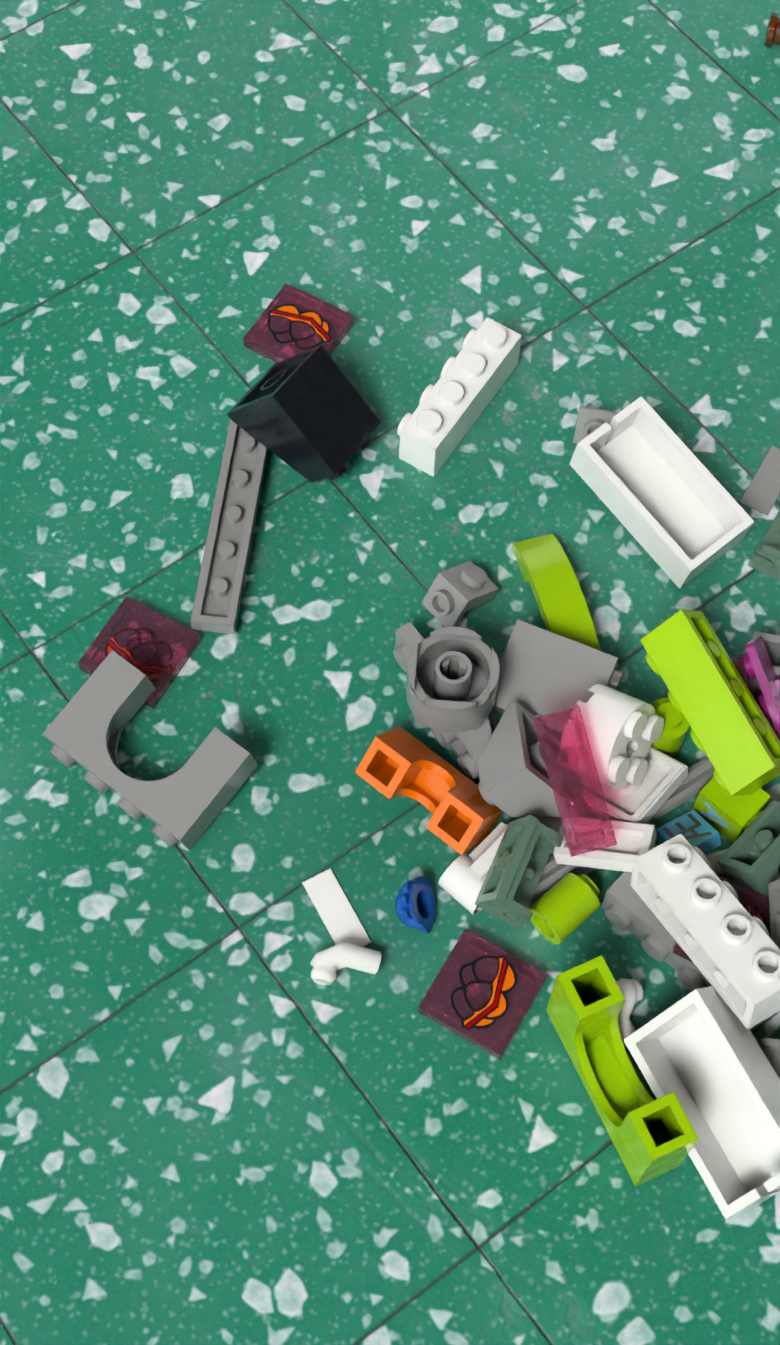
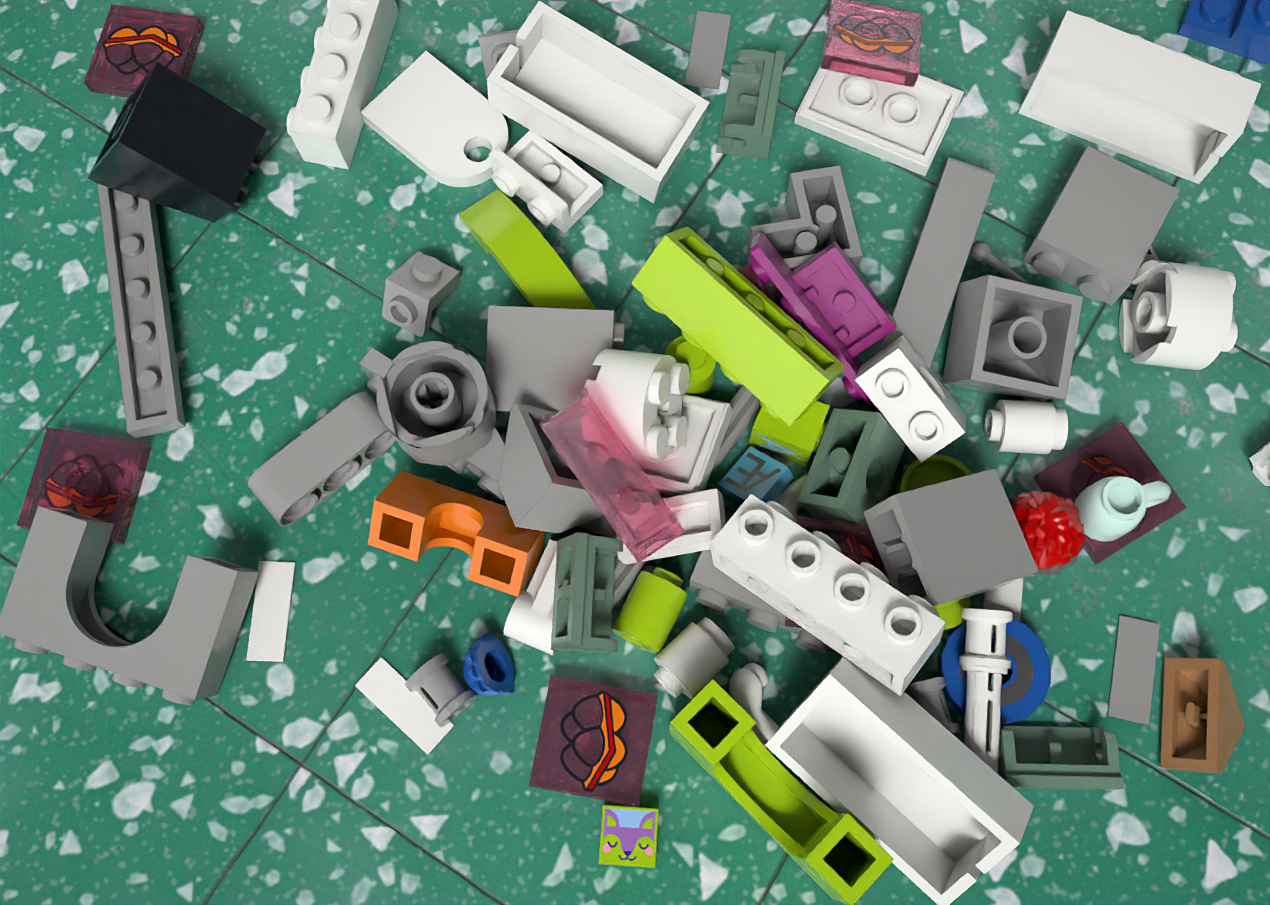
camera: 15 degrees left, 10 degrees up
(253, 801) = (270, 611): none -> white sticker
(339, 696) = (321, 459): none -> light grey beam
(341, 956) = (426, 758): white arm -> none
(373, 907) = (441, 690): none -> light grey bush
(485, 1077) = (628, 836): none -> tile
(521, 462) = (437, 122): none -> white tile
(587, 947) = (693, 658): none -> white brick
(595, 540) = (546, 180): none -> white bracket

